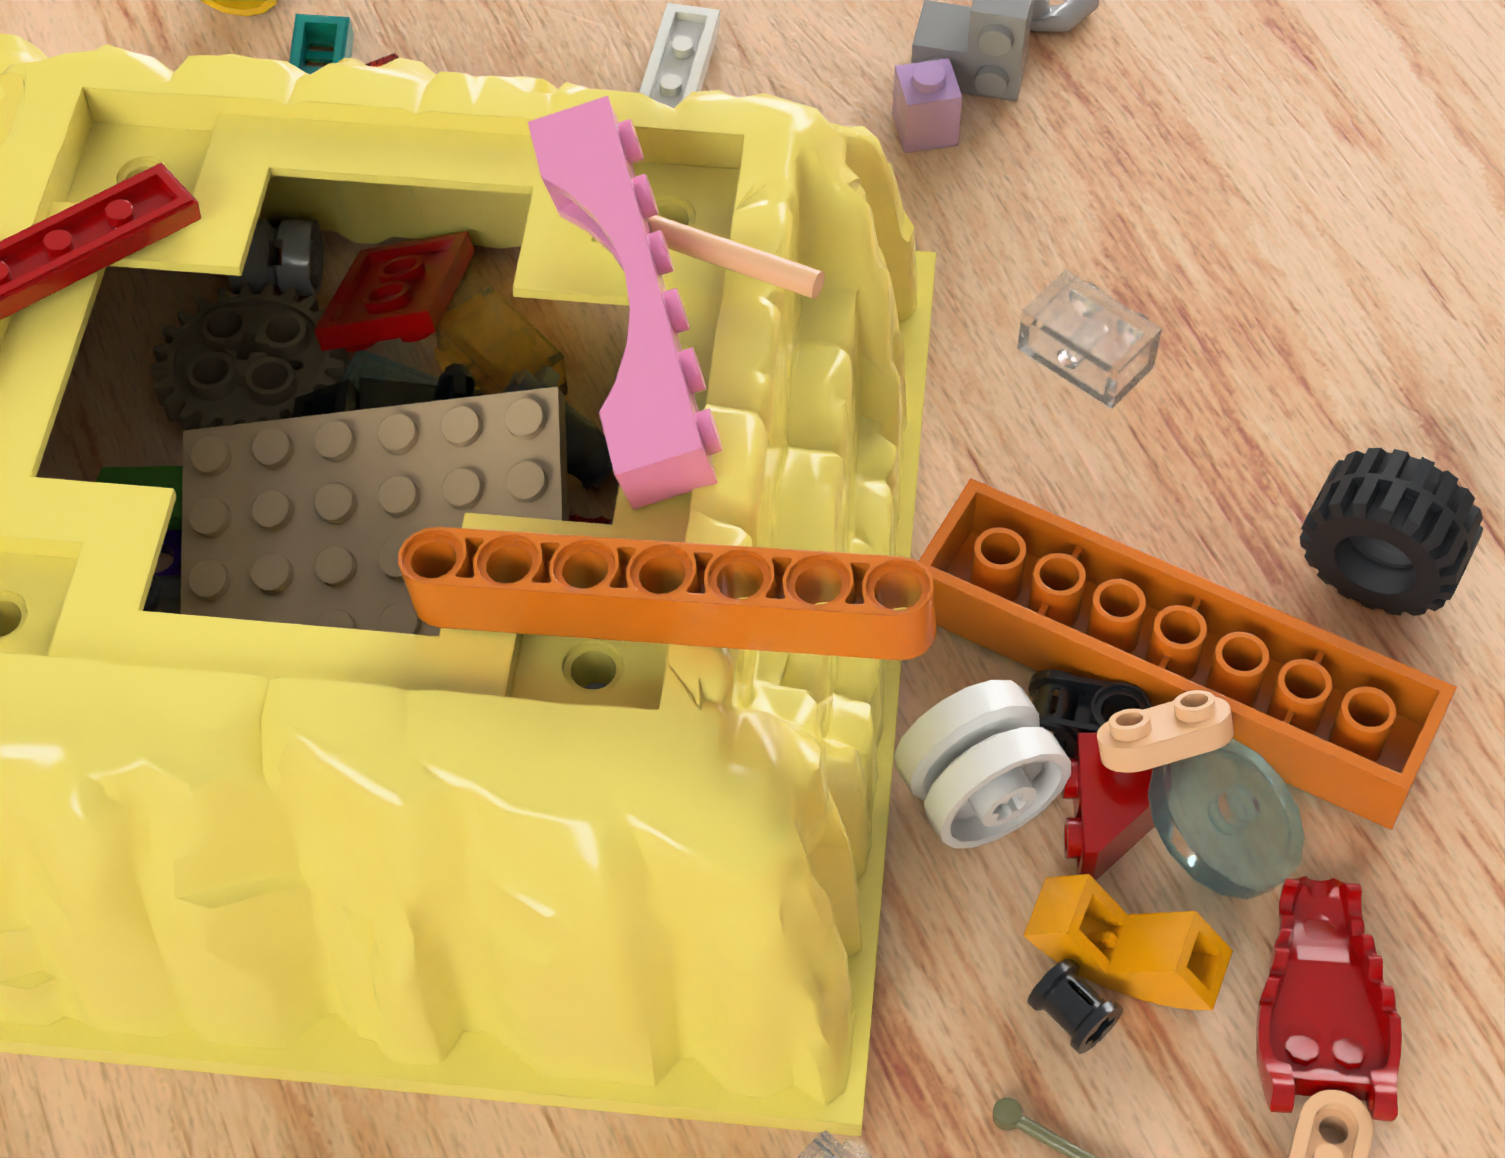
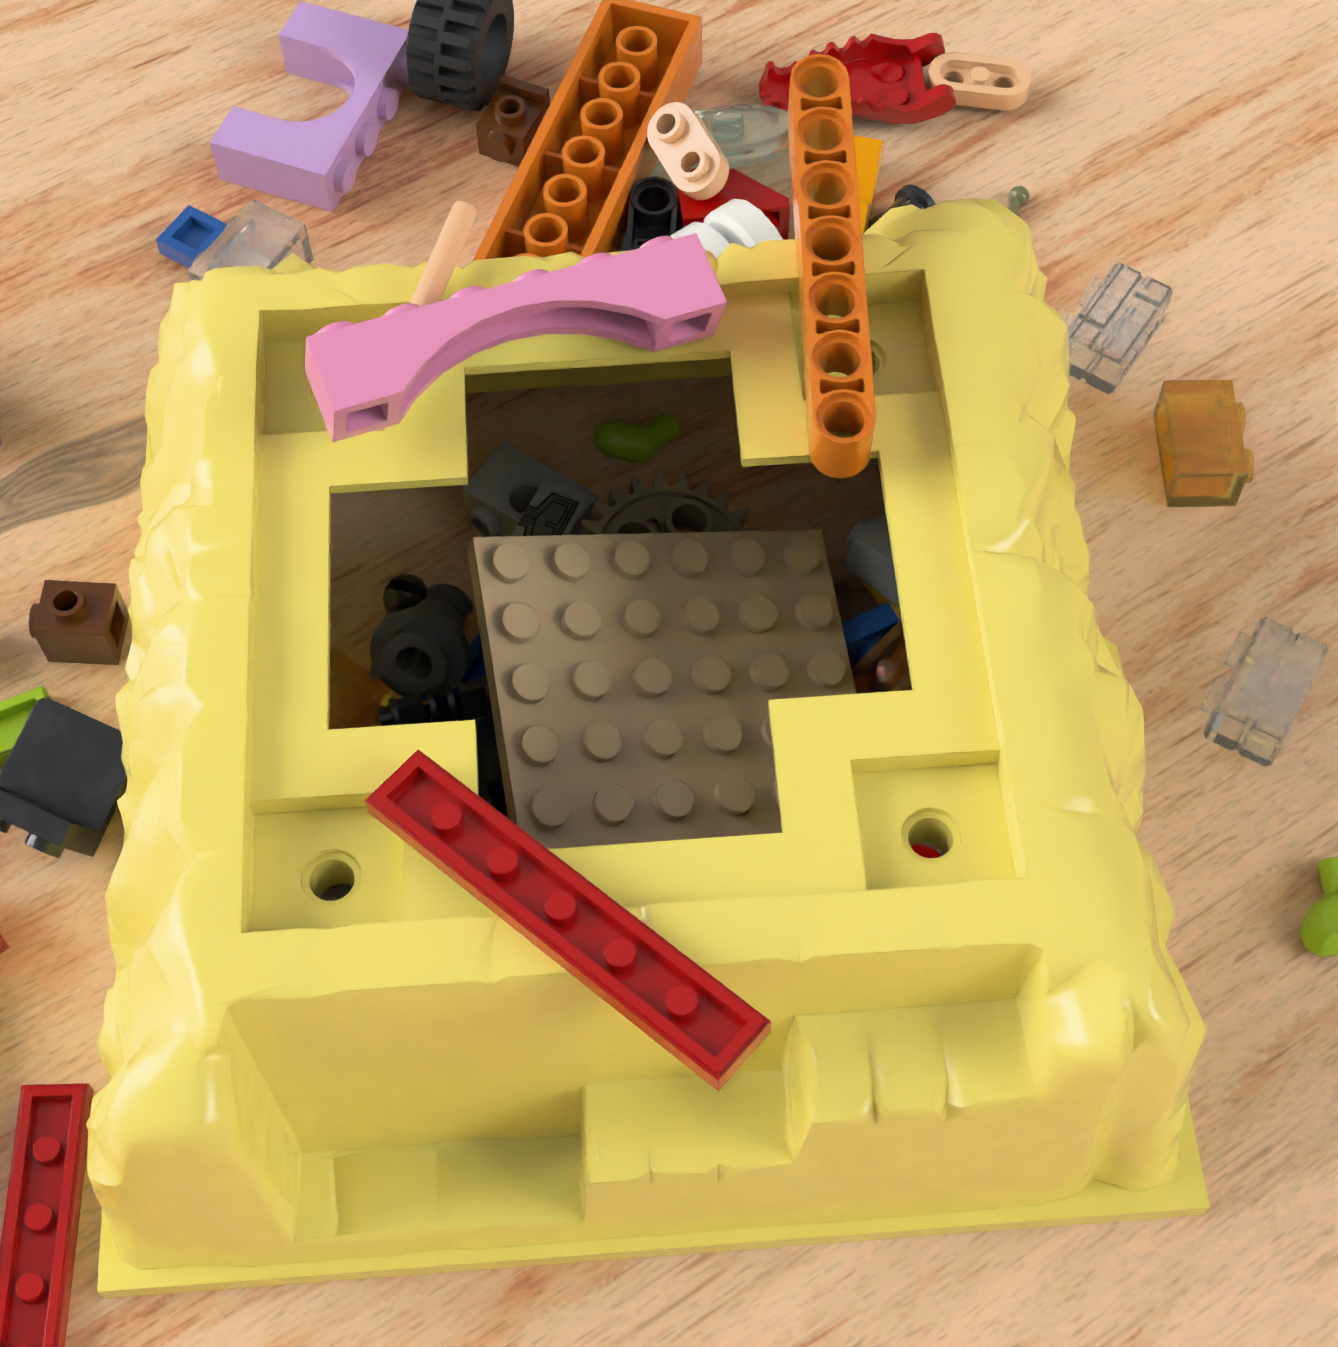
camera: 100 degrees left, 5 degrees up
(1141, 290) = (189, 235): none -> blue plate
(1243, 413) = (320, 156): none -> lavender arch
(1287, 587) = (511, 120): none -> reddish brown brick

